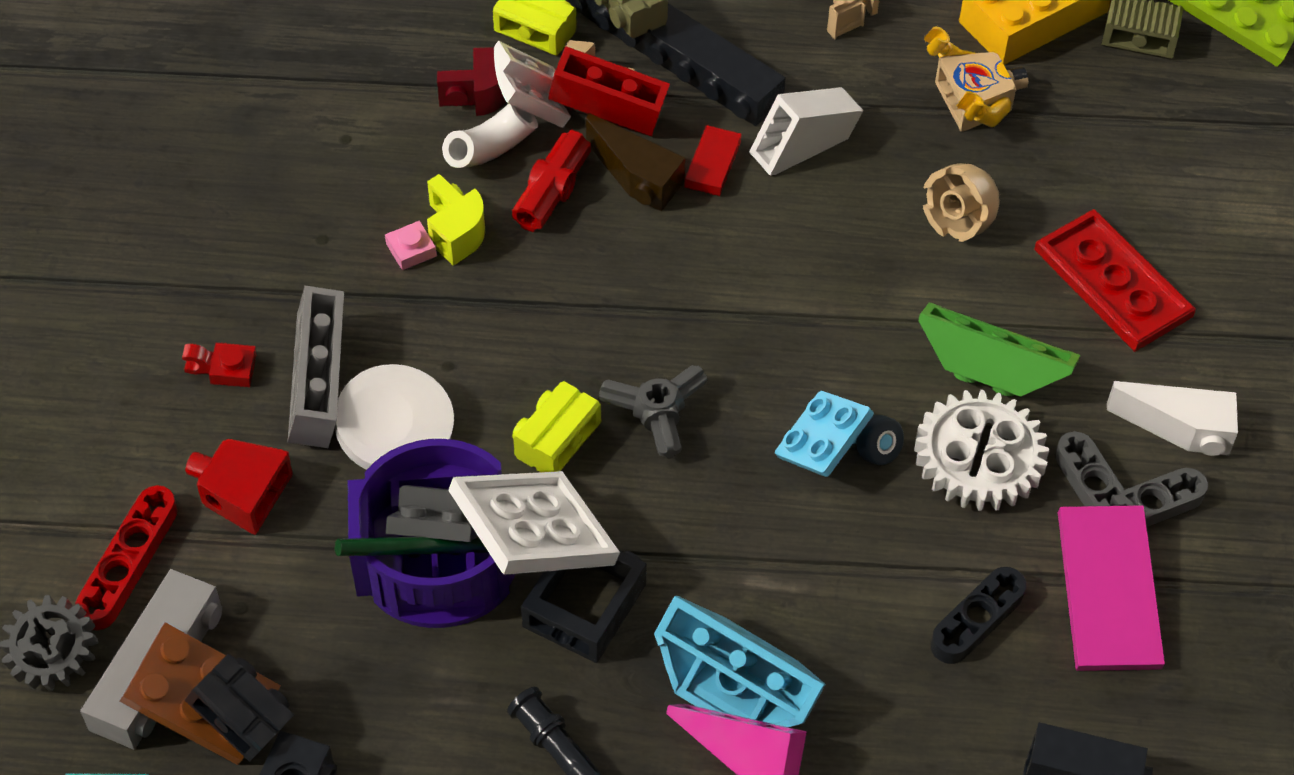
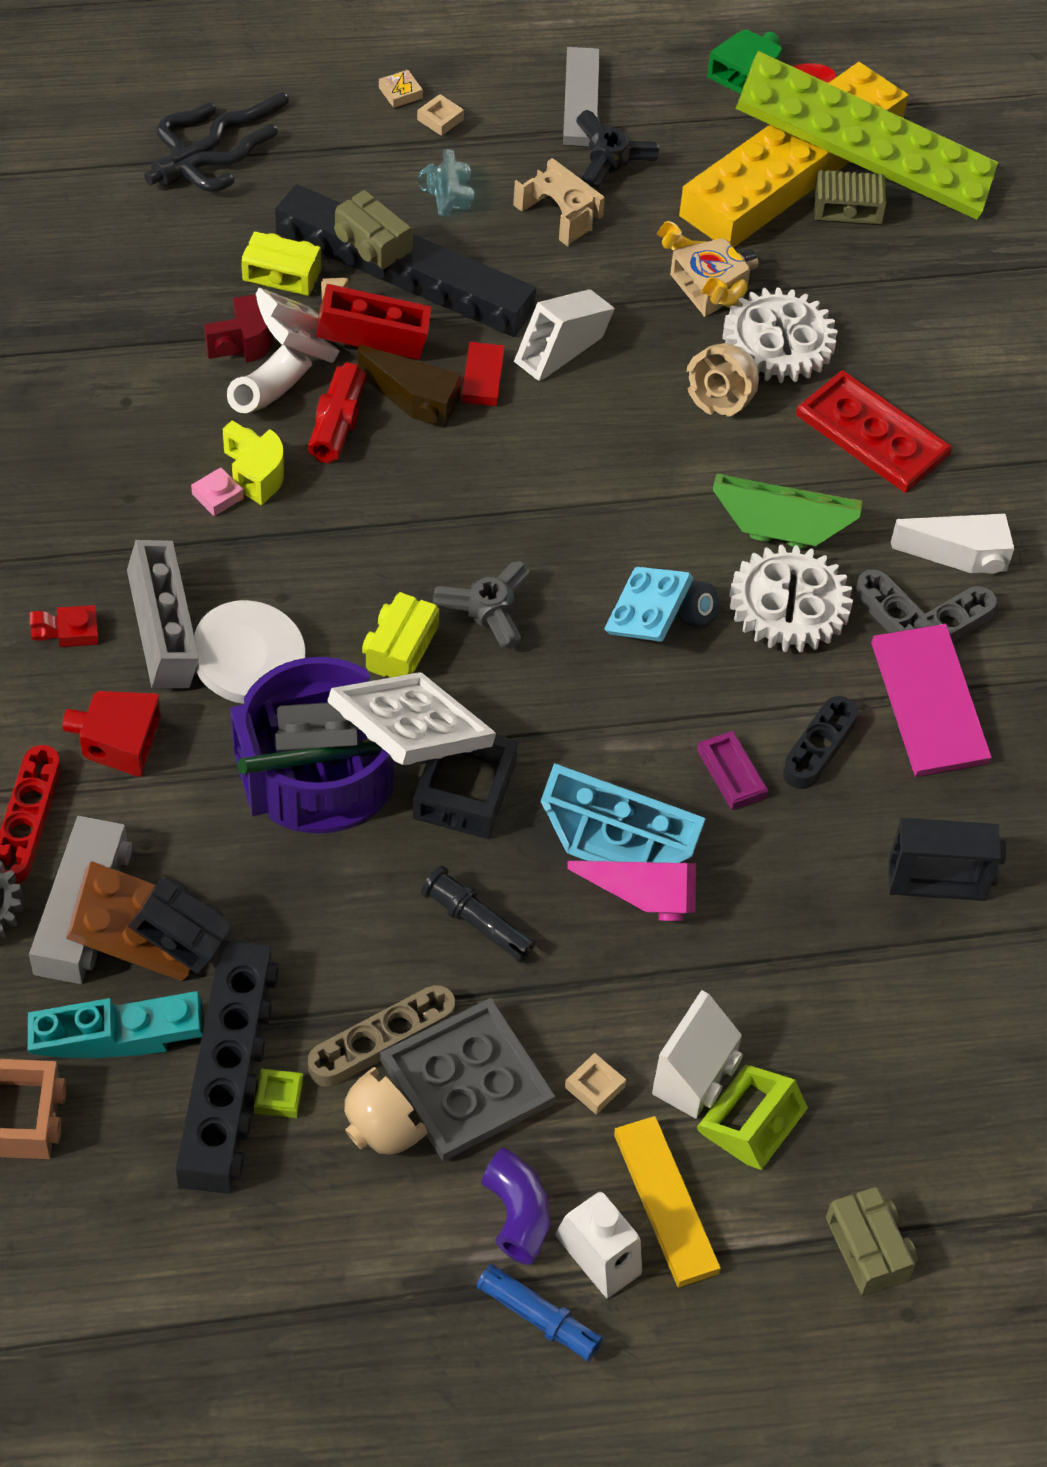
camera: 15 degrees left, 0 degrees up
(875, 631) = (732, 770): none -> magenta tile
(1059, 156) = (800, 327): none -> white gear

